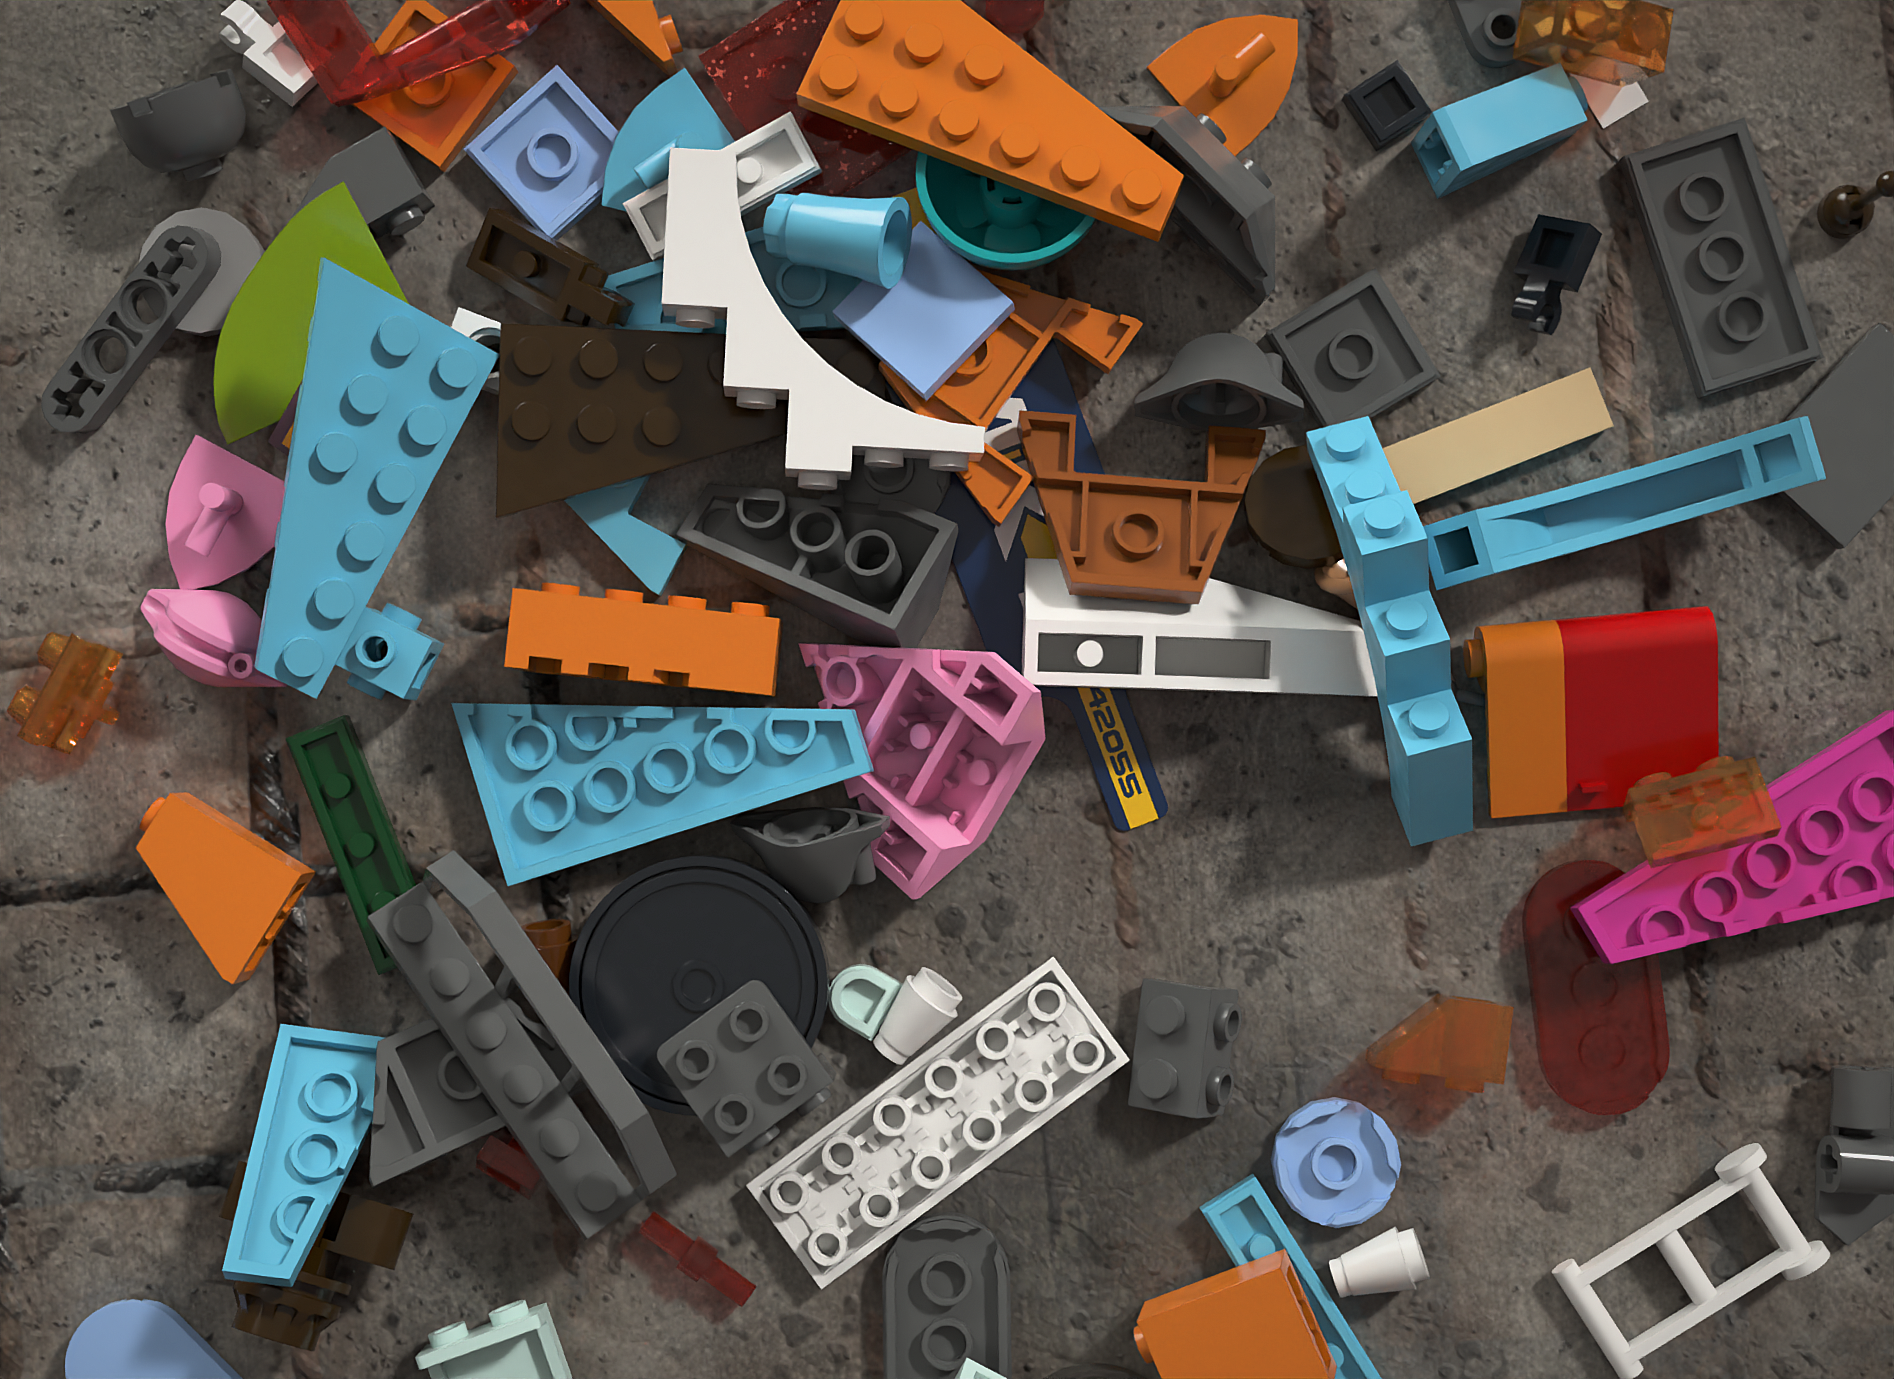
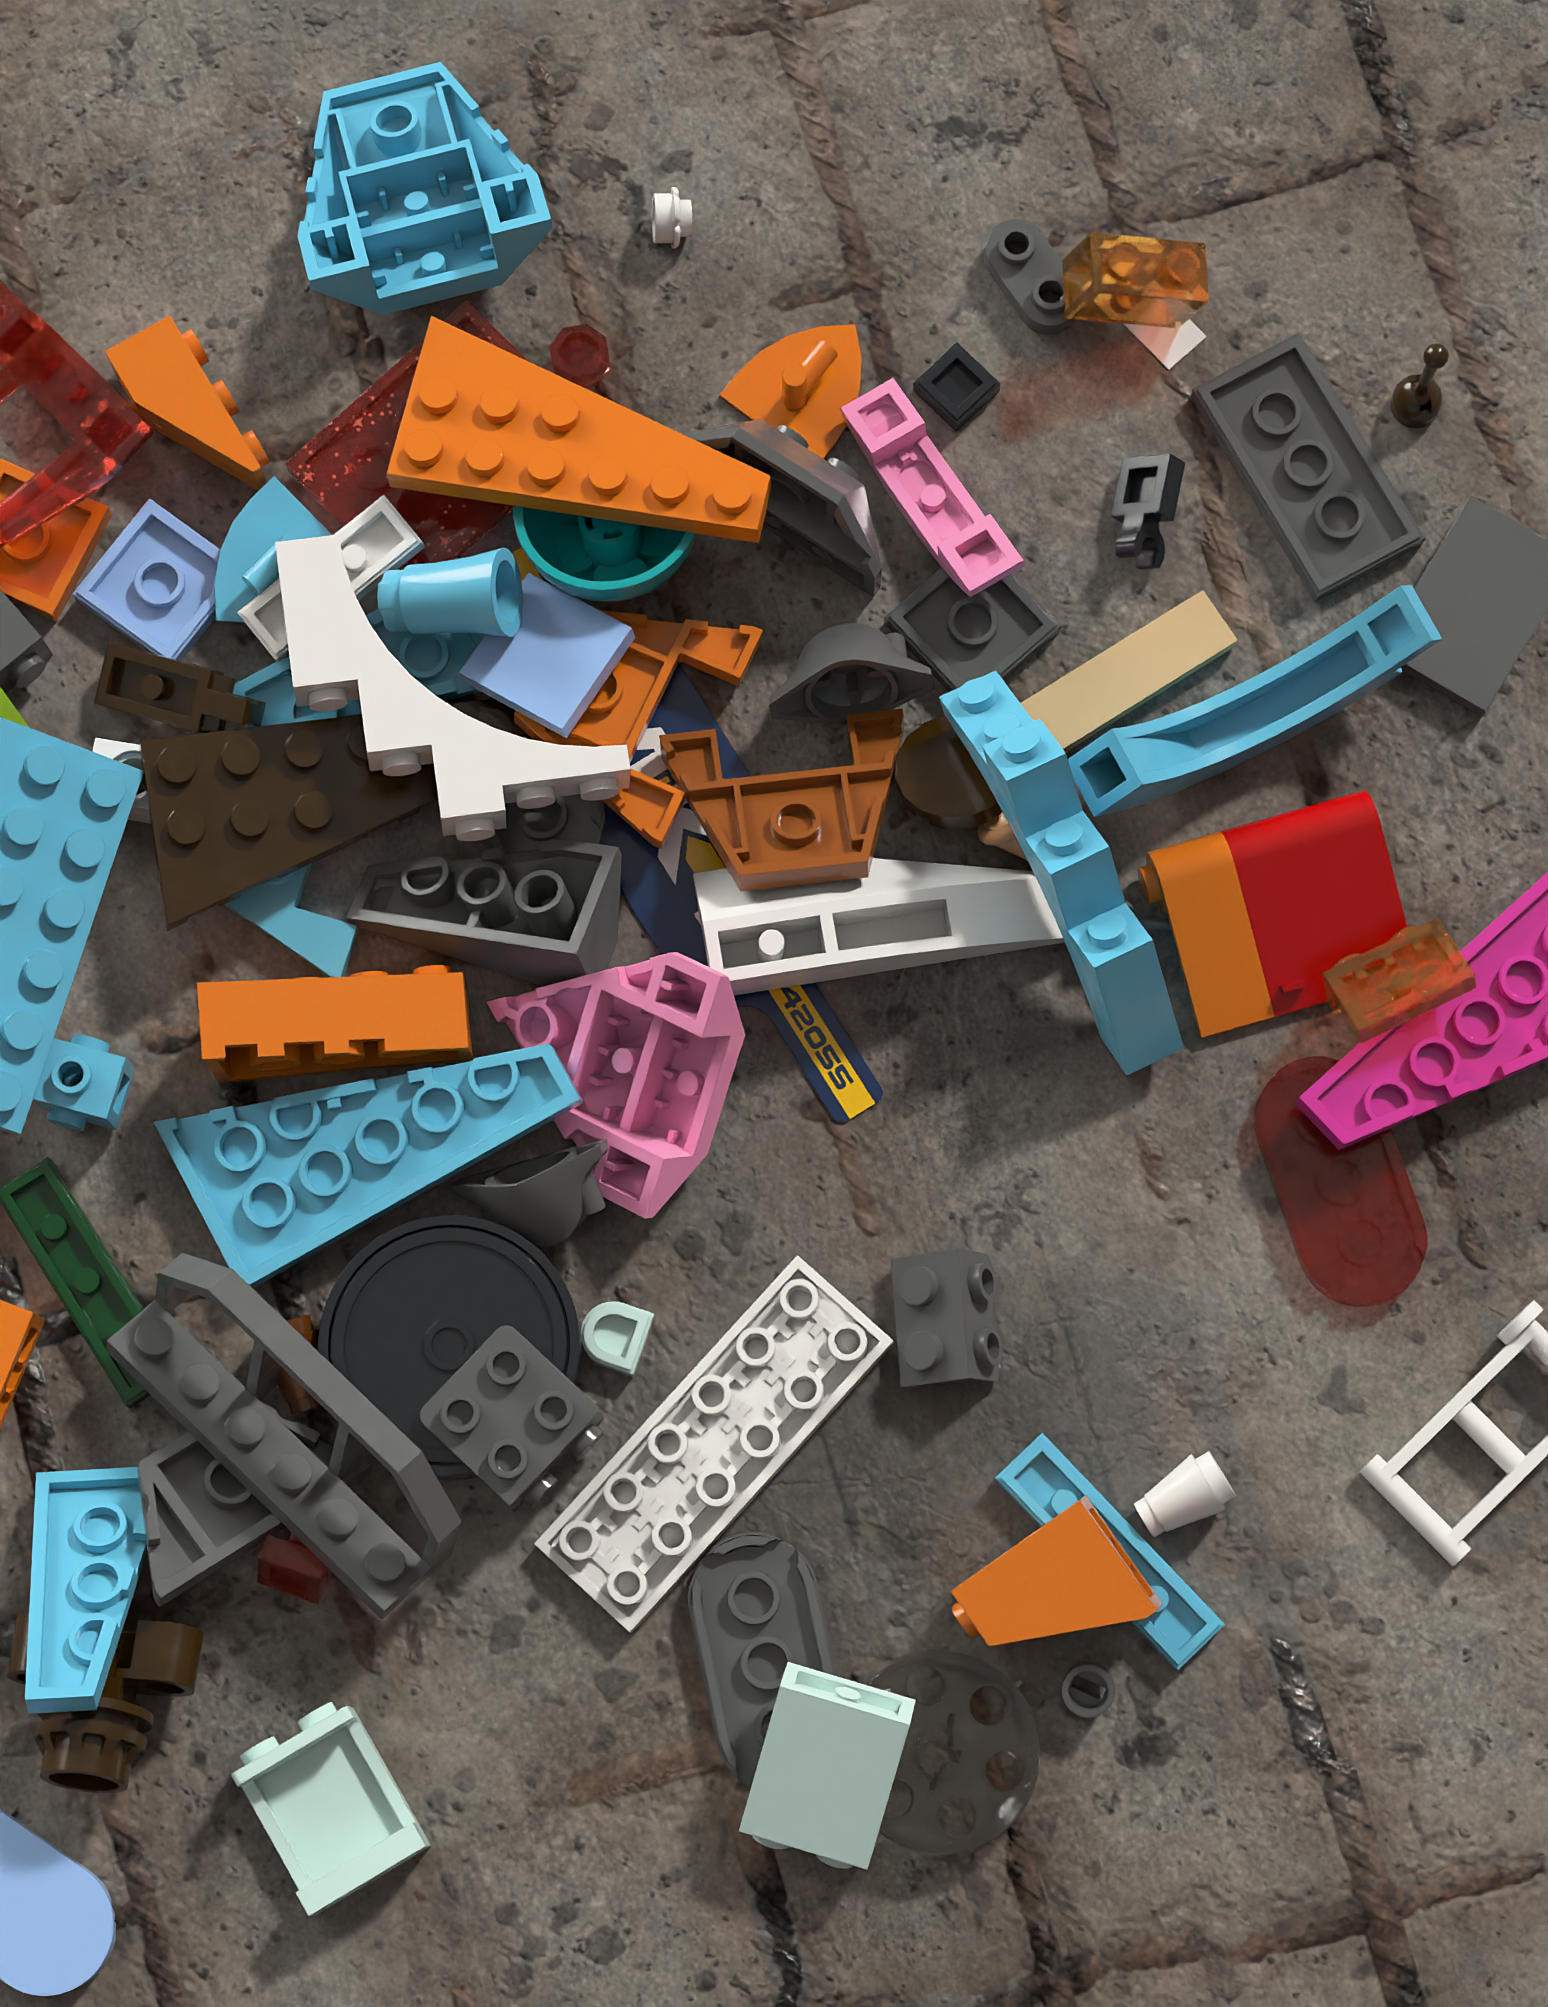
camera: 15 degrees left, 10 degrees down
(697, 1259) = (498, 1628): clear red bar -> none
(918, 1013) = (672, 1339): white cone -> none
(1335, 1162) = (1120, 1405): light blue tile -> none
(1337, 212) = (928, 491): none -> bright pink slope
(1449, 1039) = (1208, 1255): clear orange slope -> none
(1499, 127) = (1064, 384): medium azure slope -> none

